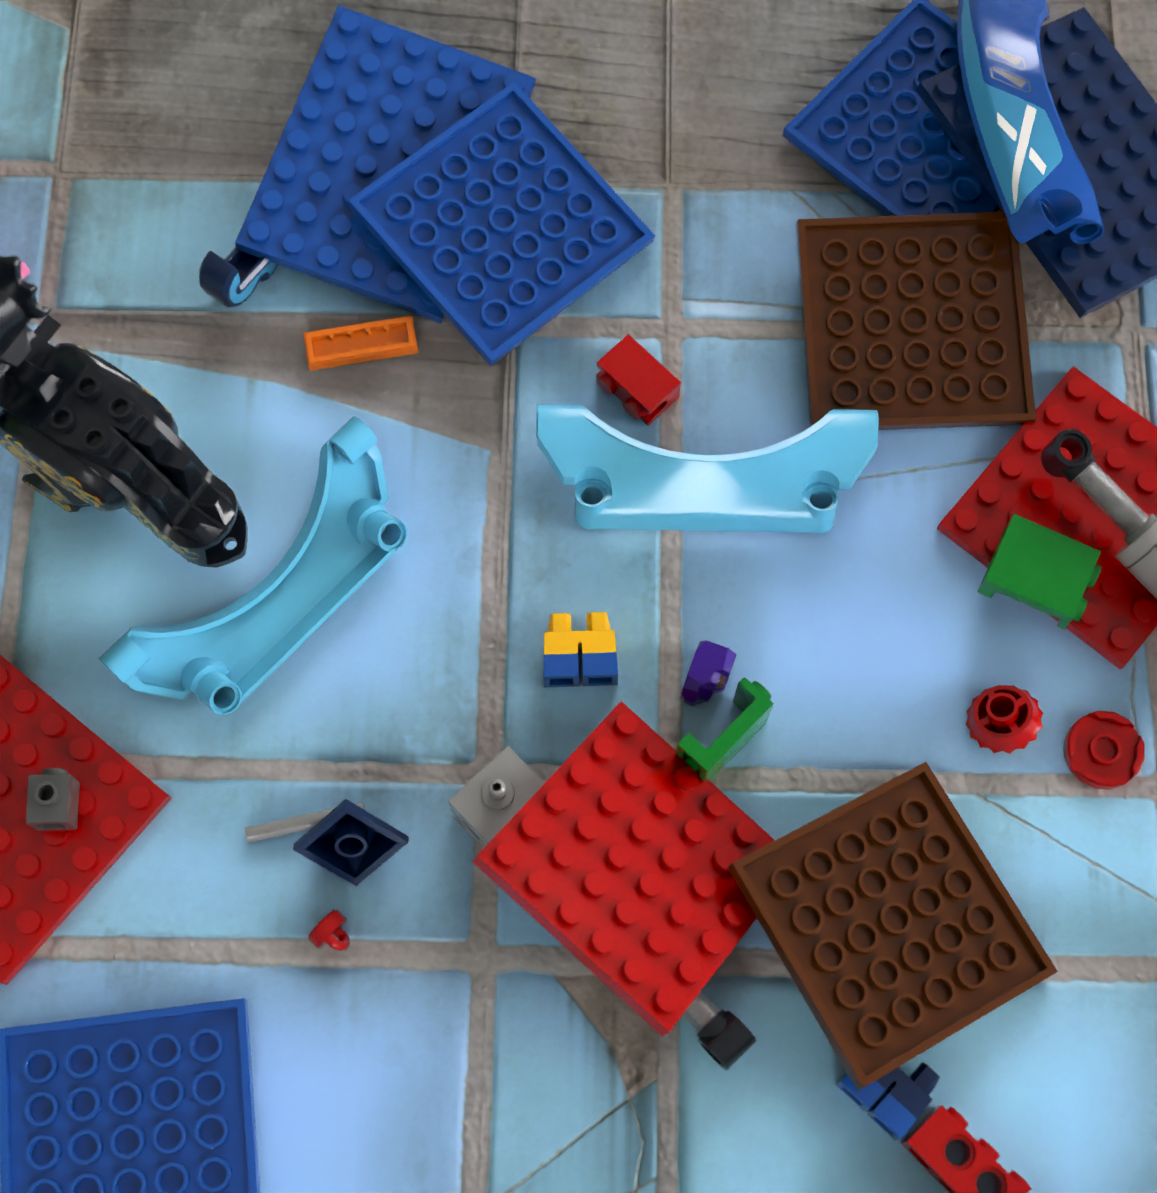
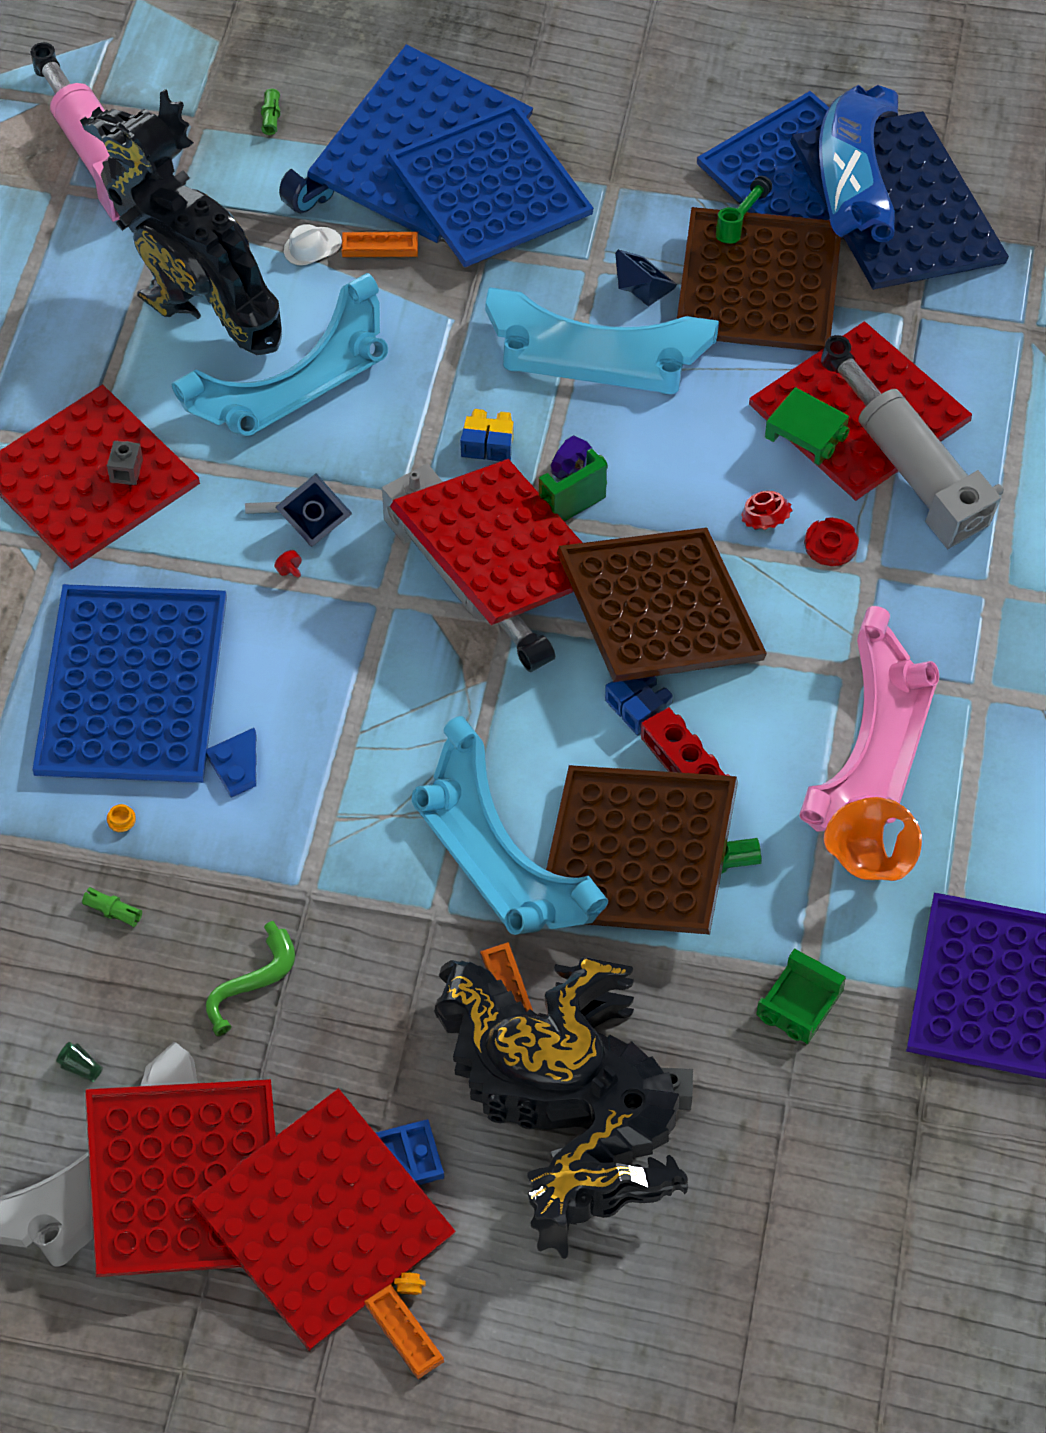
camera: 10 degrees right, 15 degrees down
(163, 139) = (270, 111): none -> bright green pin
(263, 356) = (311, 244): none -> white piece
(637, 380) = (562, 289): red brick -> none
(747, 341) = (641, 277): none -> dark blue slope
(865, 238) = (731, 219): none -> green piece

